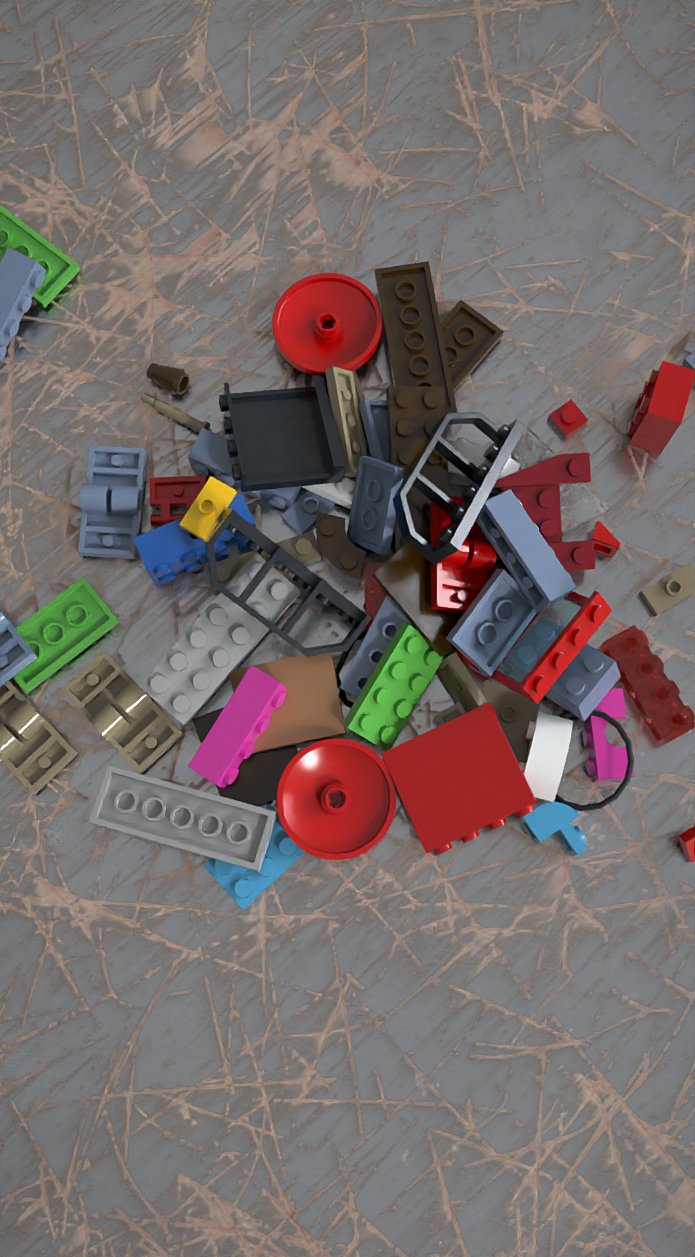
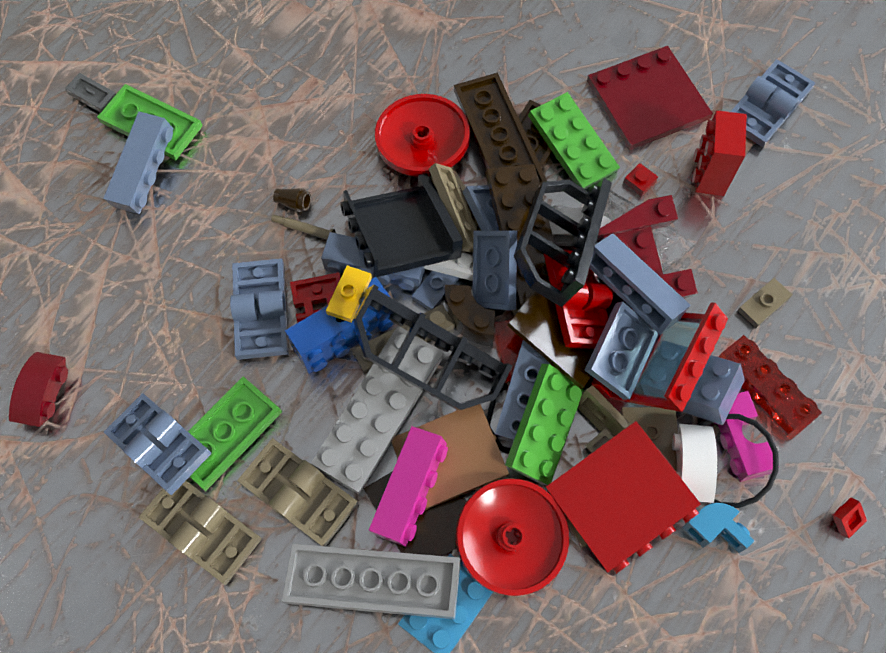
camera: 10 degrees left, 10 degrees down
(499, 361) = (573, 141): none -> bright green plate
(602, 317) = (649, 97): none -> dark red plate
(603, 540) = (700, 270): red slope -> none

